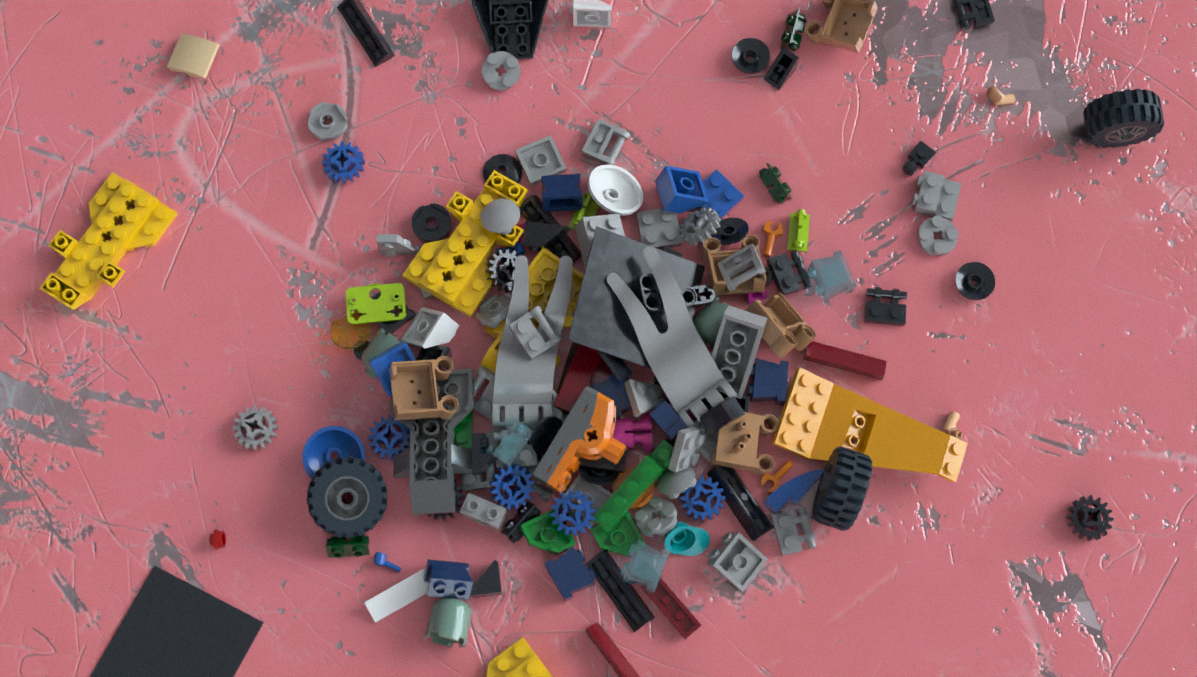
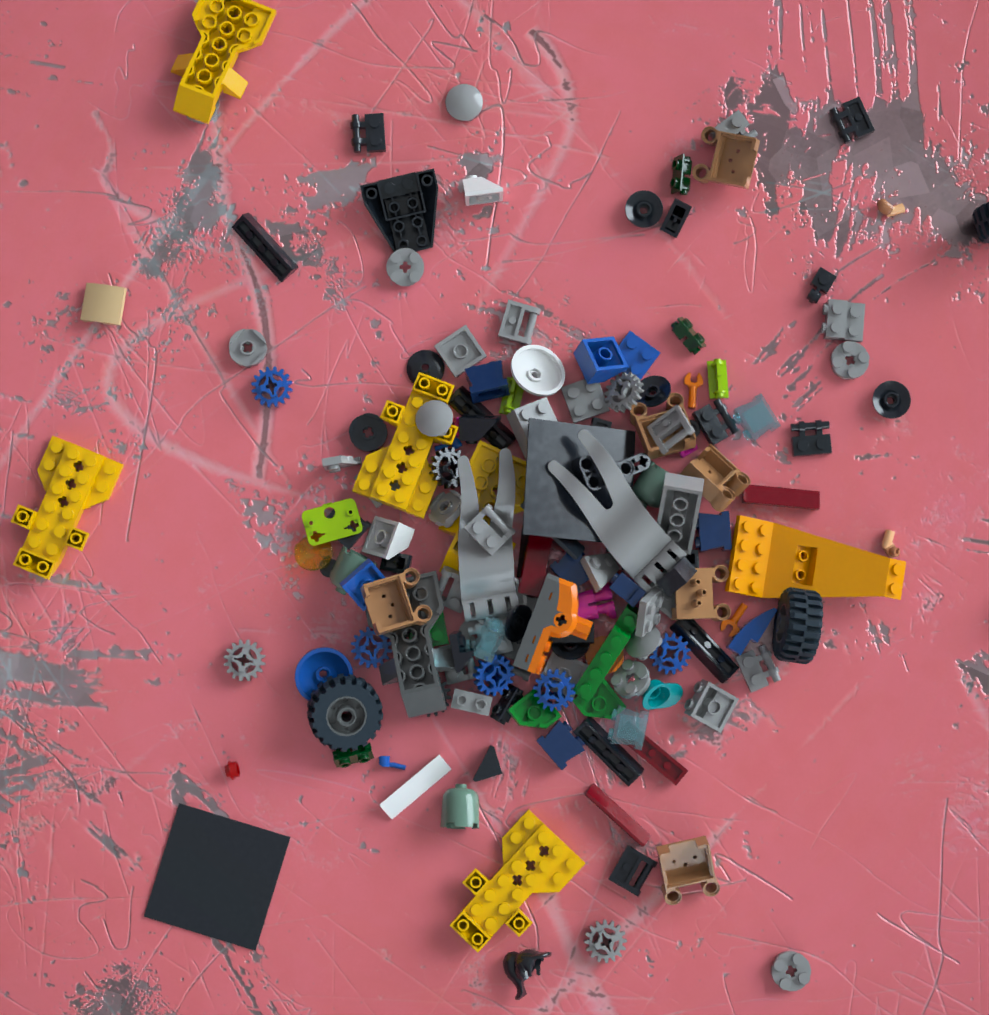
camera: 10 degrees left, 10 degrees up
(448, 579) = (452, 771): dark blue hips -> none

